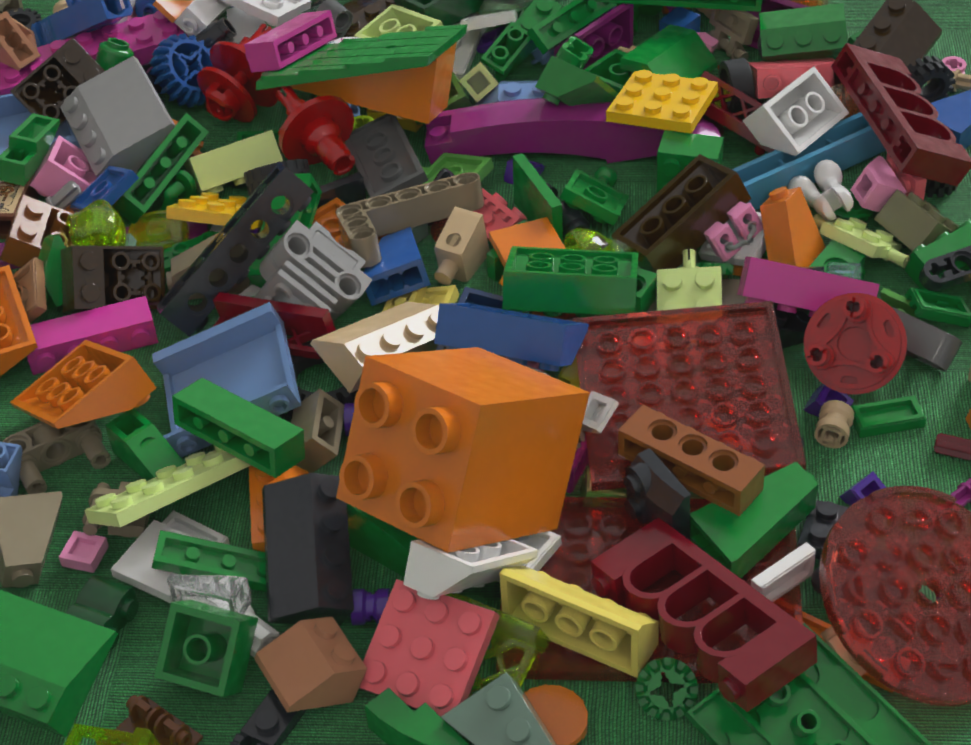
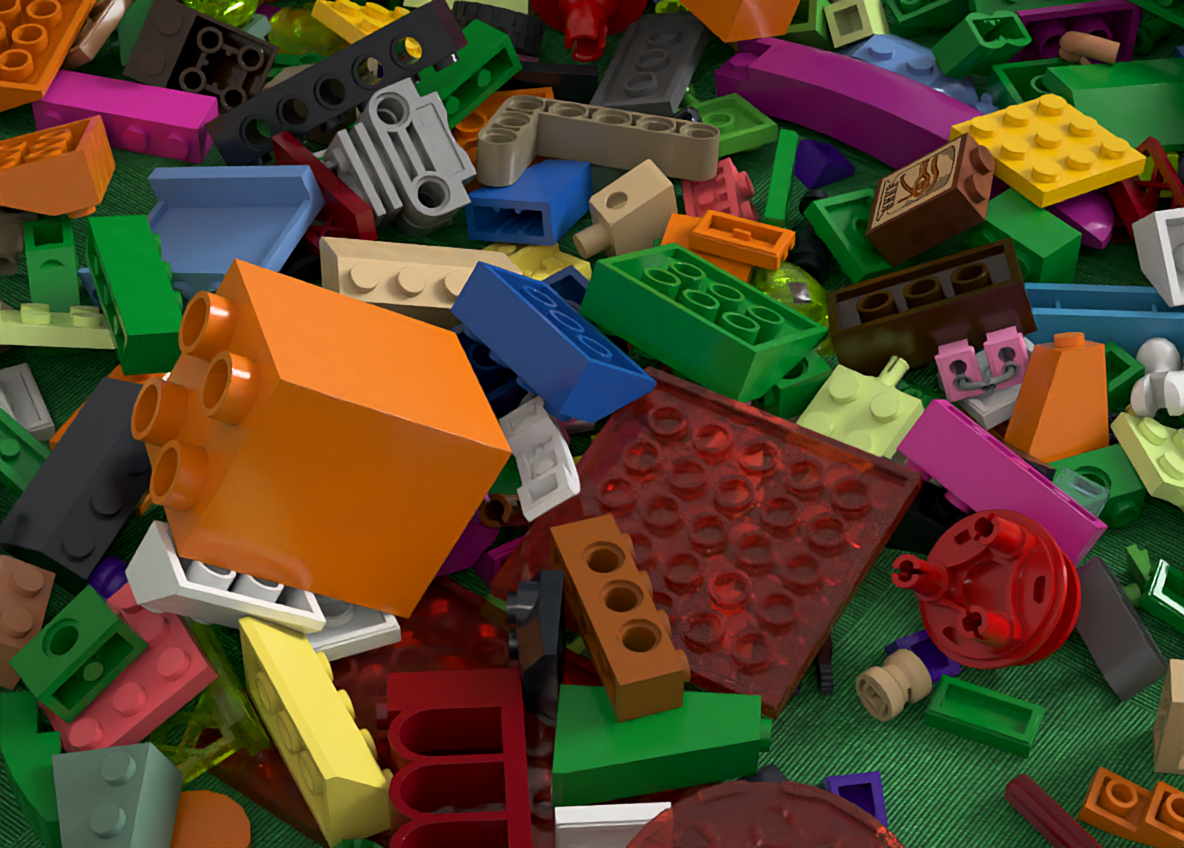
camera: 30 degrees right, 0 degrees up
(412, 669) = (78, 654): none -> green brick
(546, 227) = (741, 239): none -> orange tile
(572, 85) = (937, 72): green slope -> none
(618, 39) = (1078, 44): none -> nougat arm
(627, 156) = (931, 199): none -> copper brick

